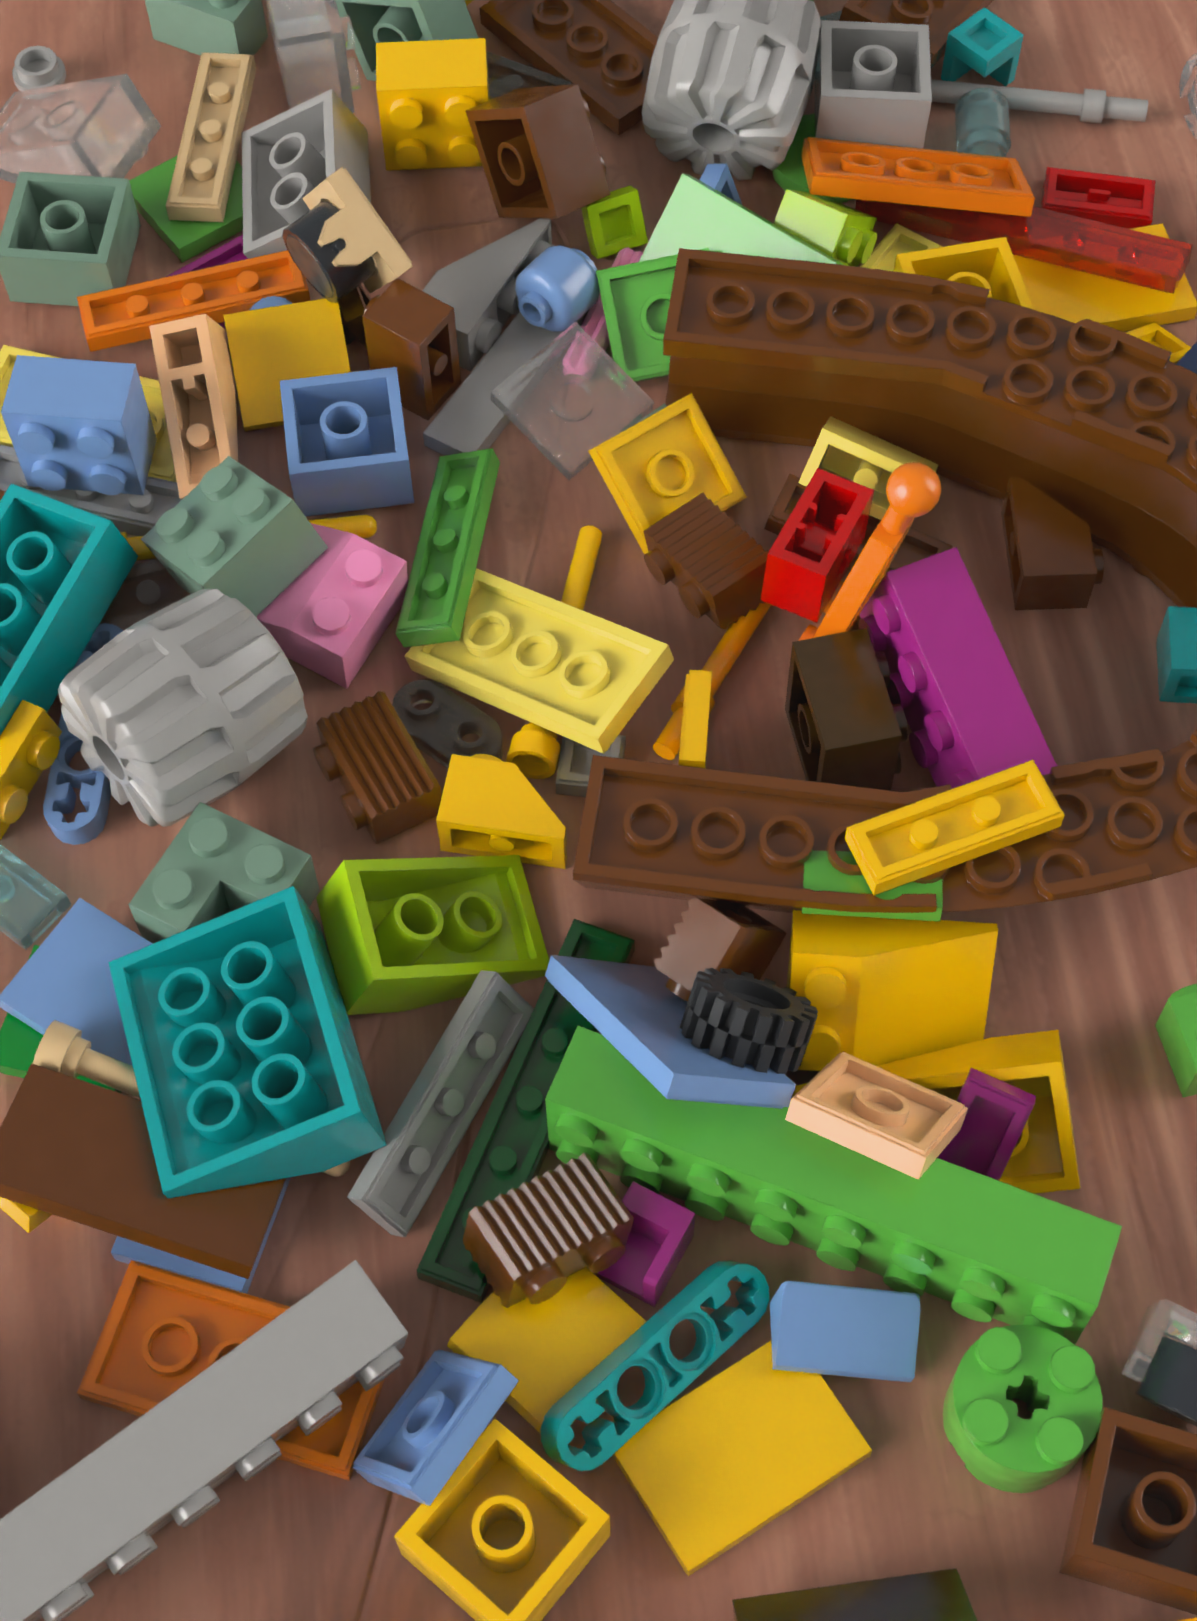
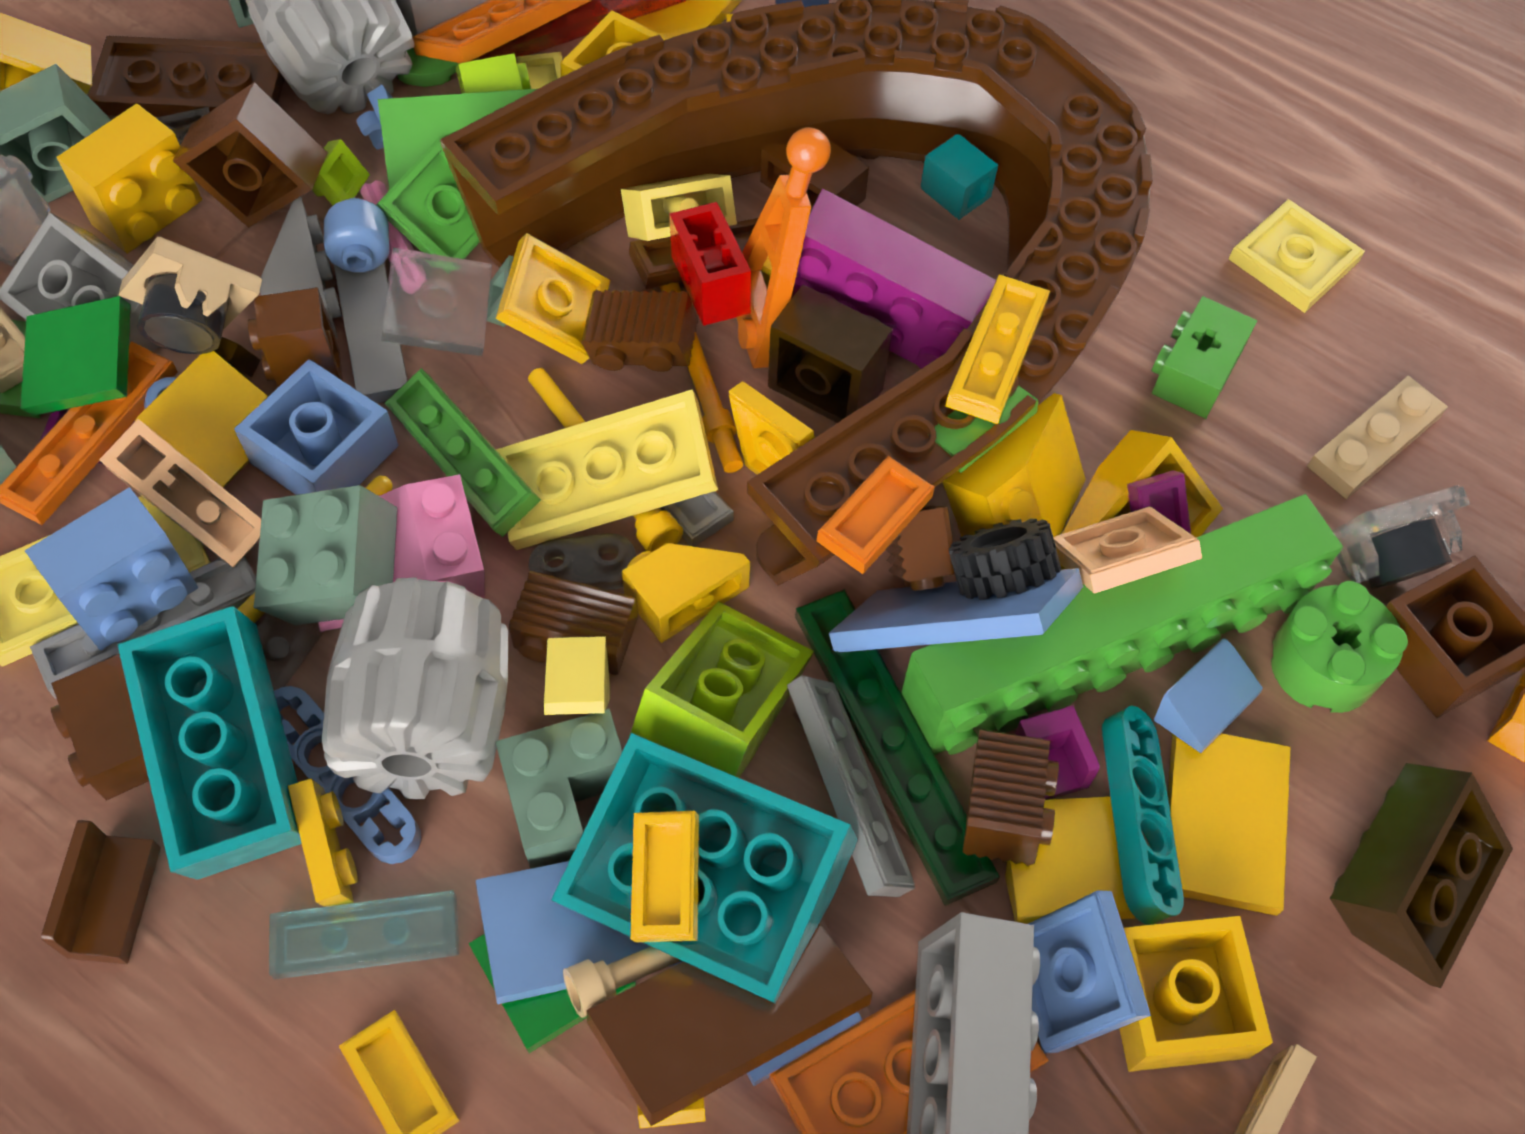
camera: 50 degrees left, 0 degrees up
(192, 1019) = (665, 877): none -> yellow tile
(233, 228) = (76, 356): none -> green tile
(313, 810) = (576, 676): none -> light yellow slope
(662, 875) = (875, 514): none -> orange tile

